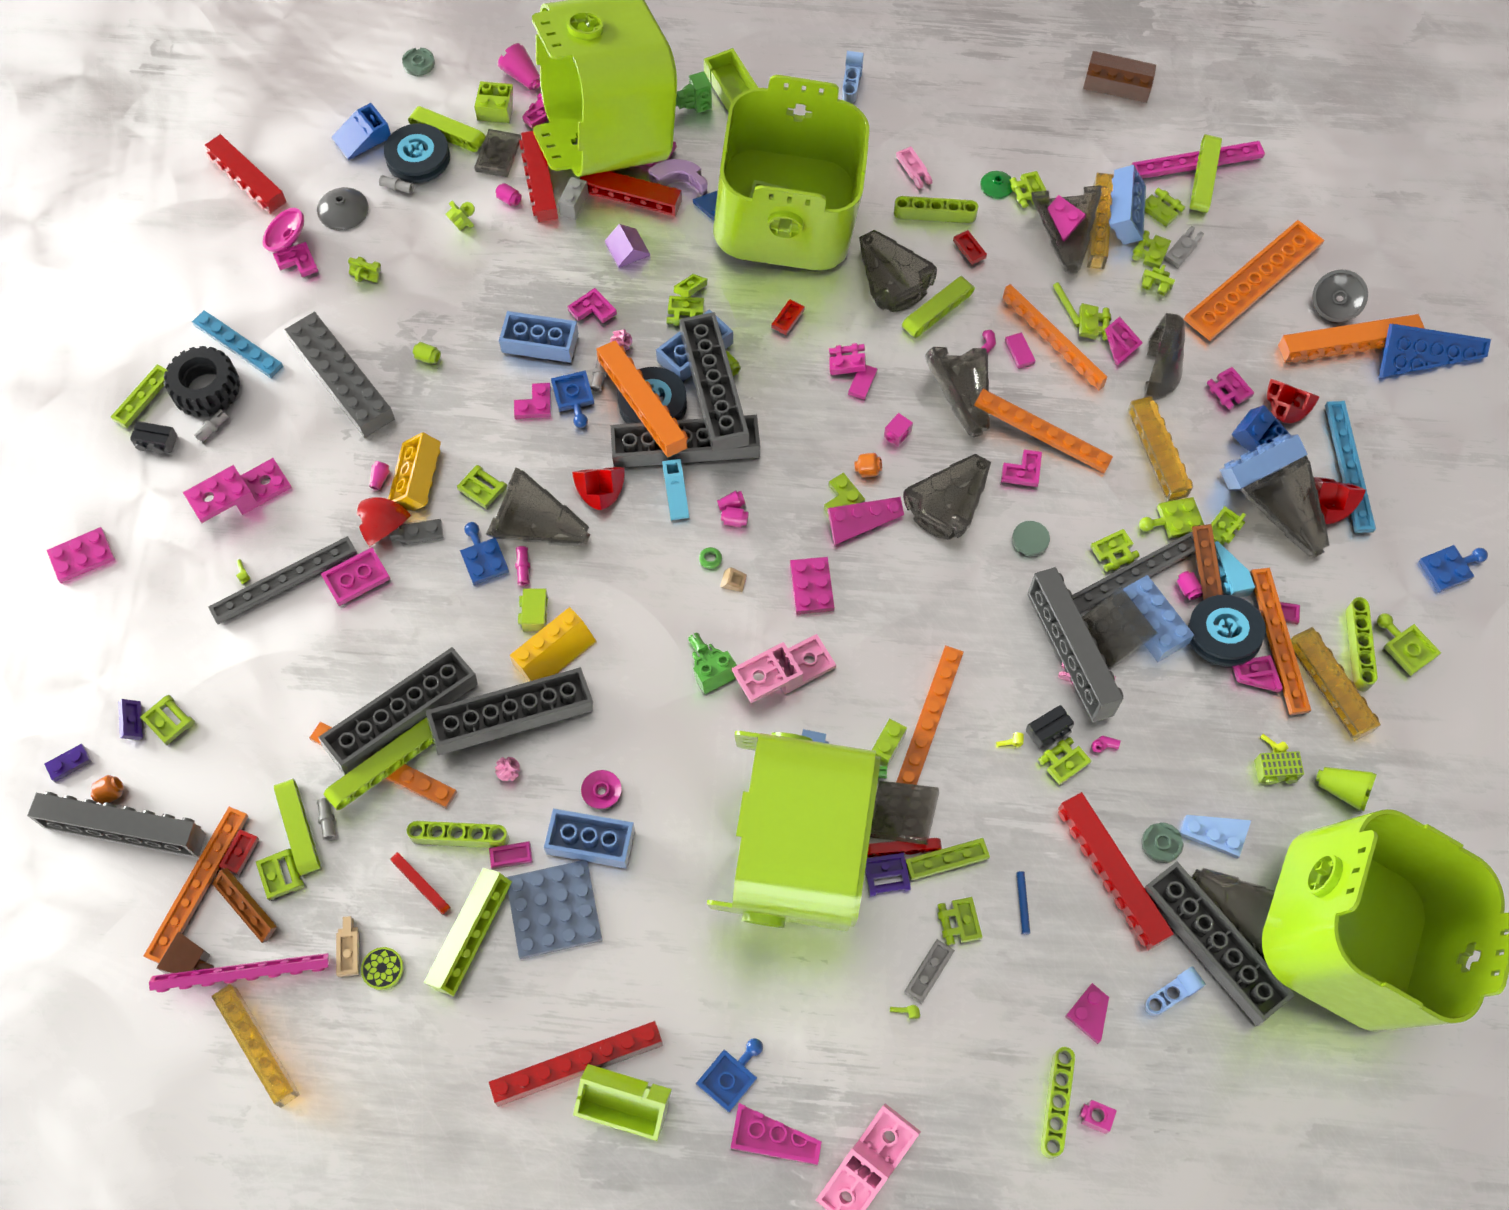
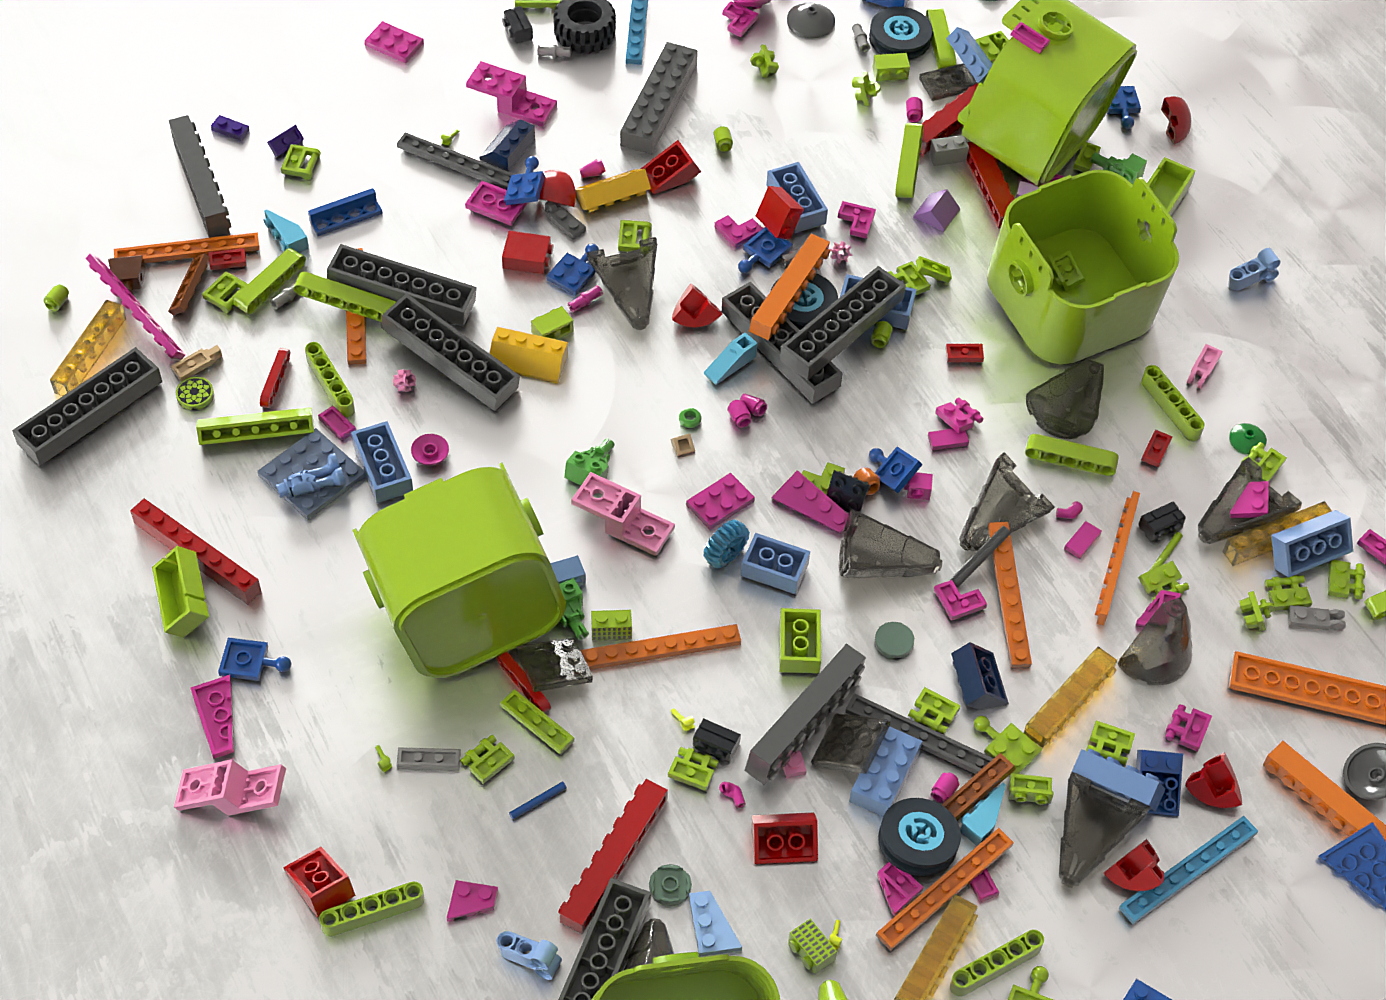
camera: 55 degrees right, 10 degrees down
(107, 789) = (223, 158): orange head -> none
(162, 1045) = (56, 297): none -> lime brick
(253, 778) = (287, 232): none -> medium azure slope
(256, 714) = (342, 209): none -> blue fence
(293, 528) = (509, 145): none -> dark blue slope
(331, 1083) = (87, 406): none -> dark grey brick
(363, 539) = (526, 186): none -> blue plate
(428, 412) = (671, 168): none -> red slope
(434, 583) = (527, 252): none -> red brick
(448, 182) = (891, 67): none -> lime brick
(493, 118) = (970, 53): none -> medium blue brick
(551, 358) = (779, 212): none -> red brick
(565, 231) = (909, 160): none -> lime beam
(570, 920) = (306, 482): none -> medium blue piece
(588, 50) = (1030, 37): none -> dark pink tile
(668, 26) = (1179, 118): none -> red brick
(868, 605) = (726, 543): none -> dark azure gear
(874, 483) = (847, 491): none -> black hinge
(875, 435) = (895, 469): none -> blue plate
(887, 867) = (497, 678): dark purple plate -> none
(908, 580) = (775, 563): none -> medium blue brick
(995, 607) = (800, 640): none -> lime brick
(1000, 427) = (980, 556): none -> dark grey axle
(1003, 1134) = (320, 881): none -> red slope
(1040, 287) = (1162, 521): none -> black brick
(1105, 501) = (979, 677): none -> dark blue slope
(1107, 1114) = (378, 954): dark pink brick -> none
(1170, 728) = (785, 838): none -> red slope
(1209, 444) = (1111, 737): none -> lime plate

